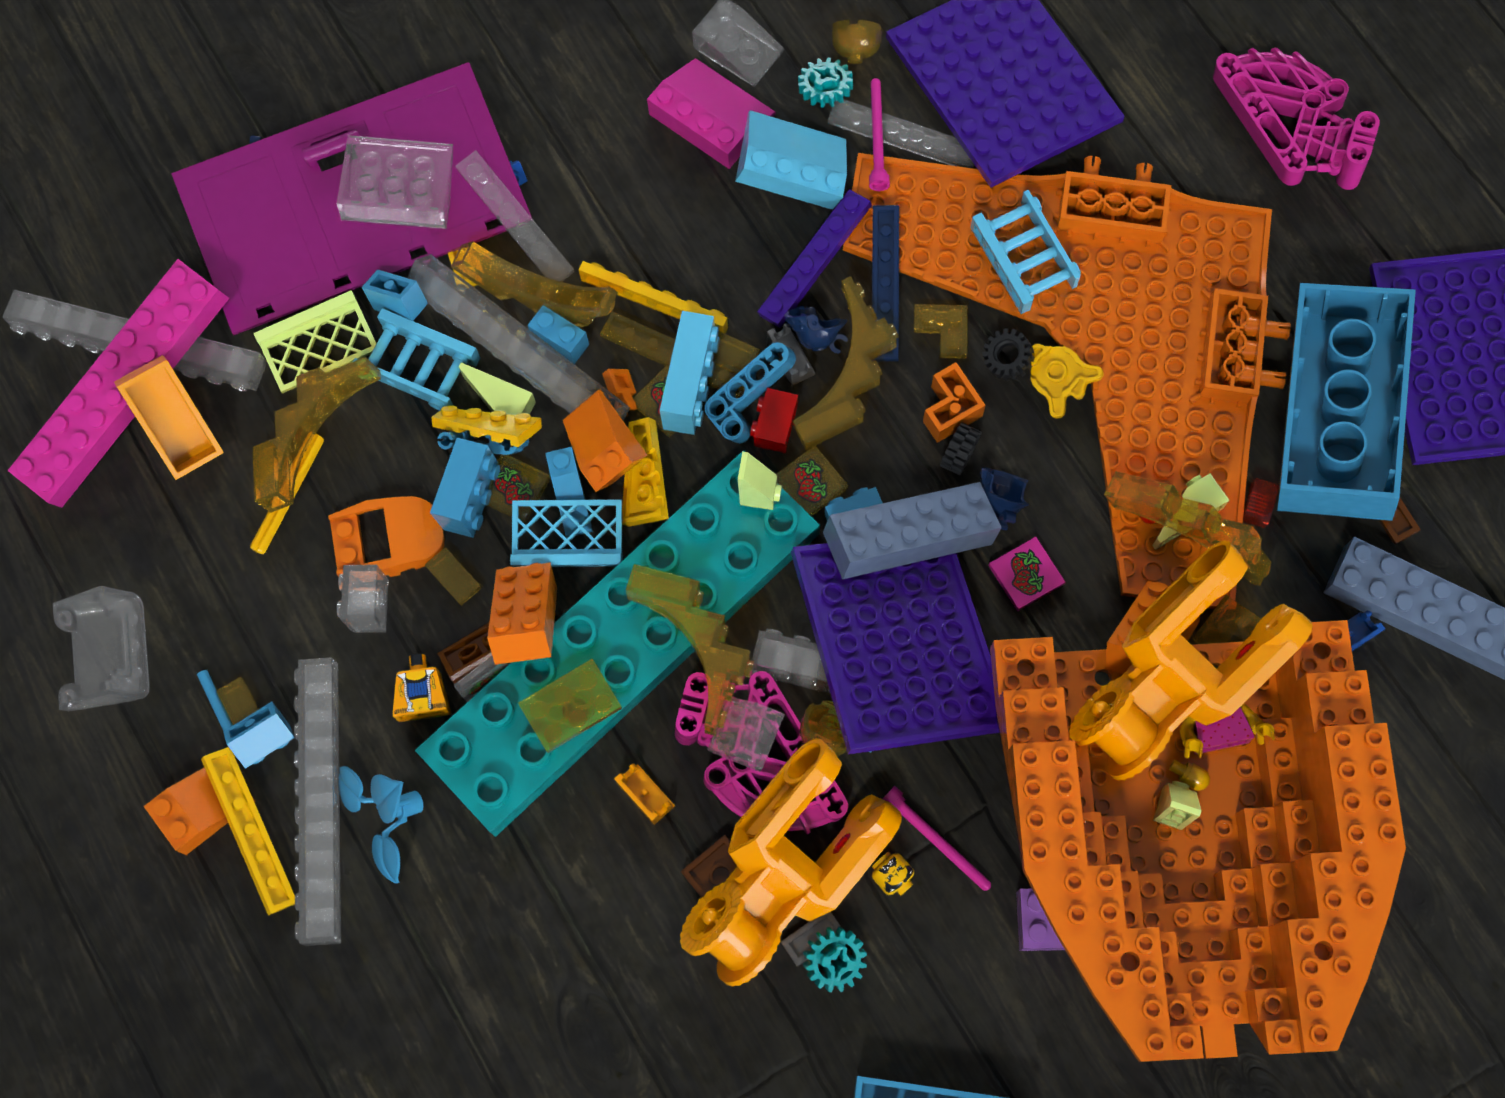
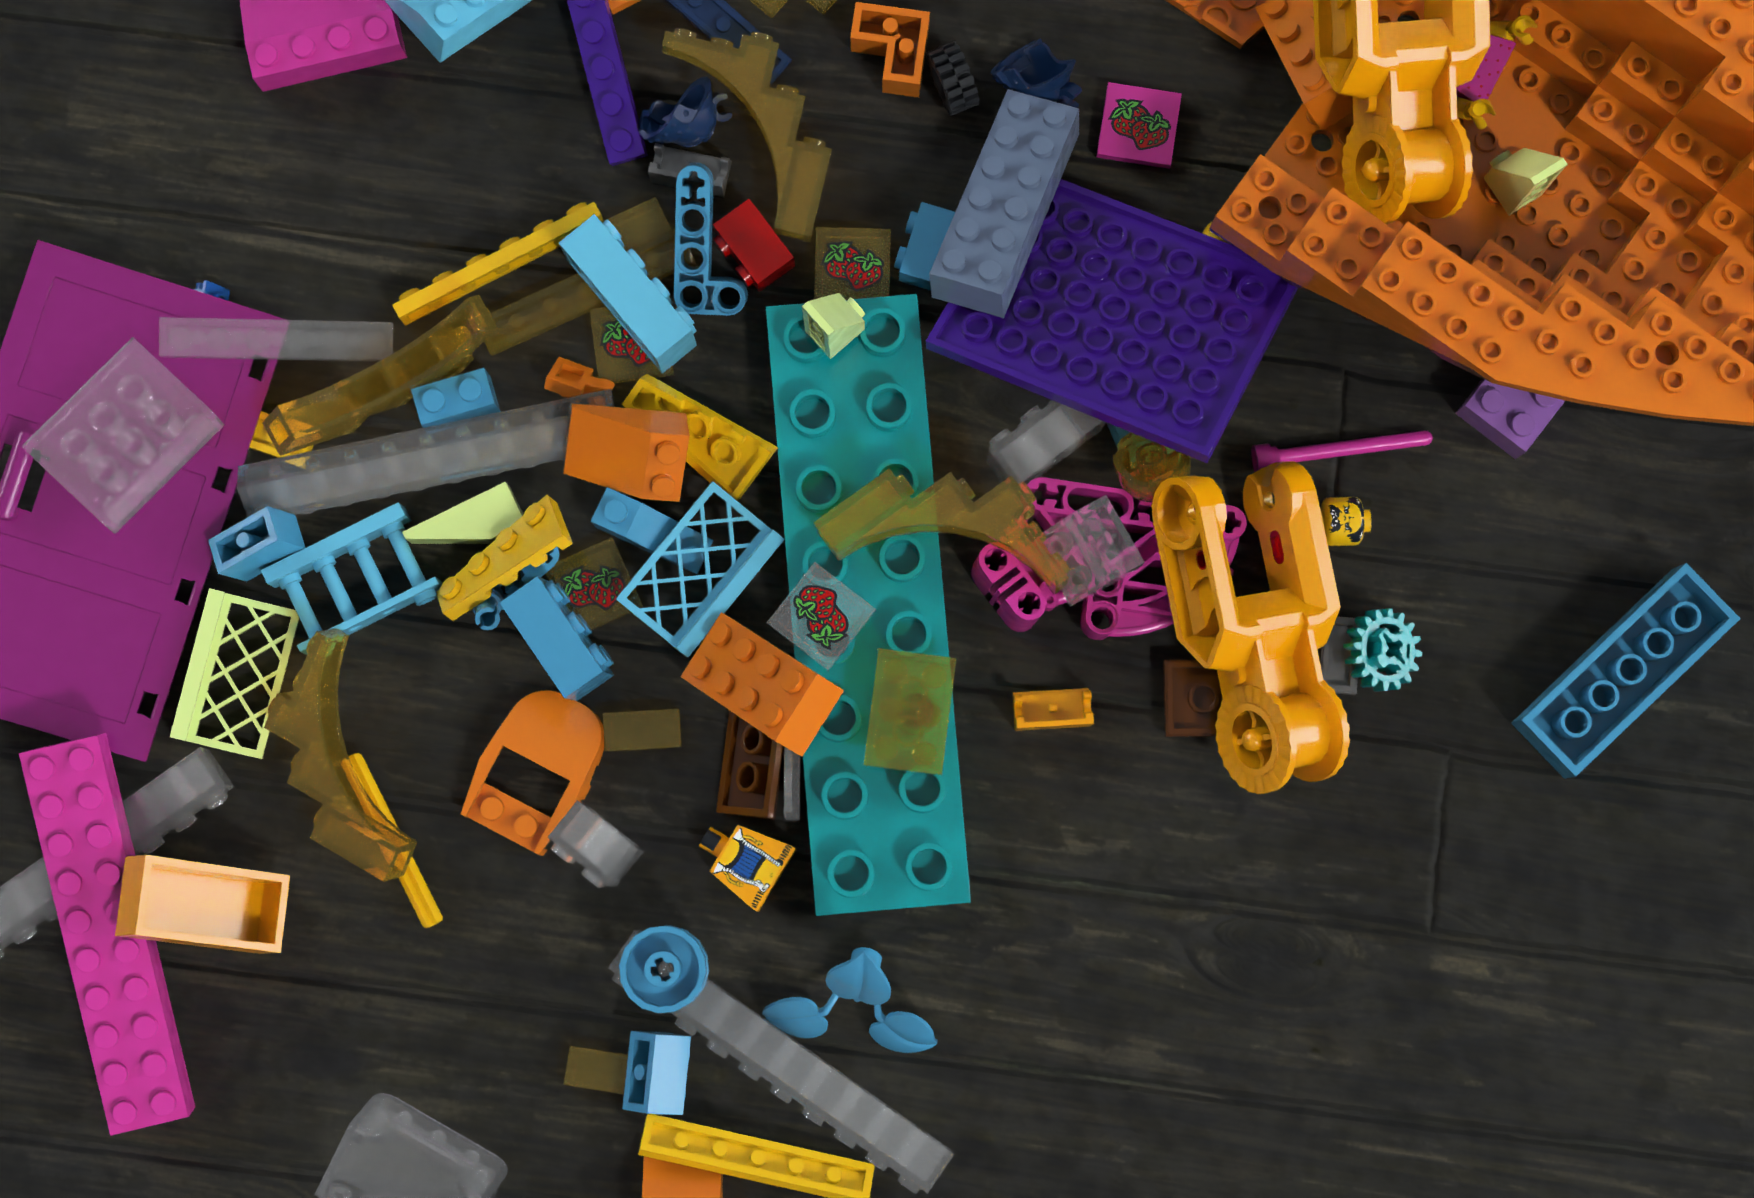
camera: 55 degrees left, 10 degrees up
(214, 699) = (576, 1094): dark azure bar -> none
(305, 676) = (641, 975): none -> dark azure wheel
(587, 614) = (821, 616): none -> clear tile
(1191, 774) = (1497, 138): yellow cylinder -> none

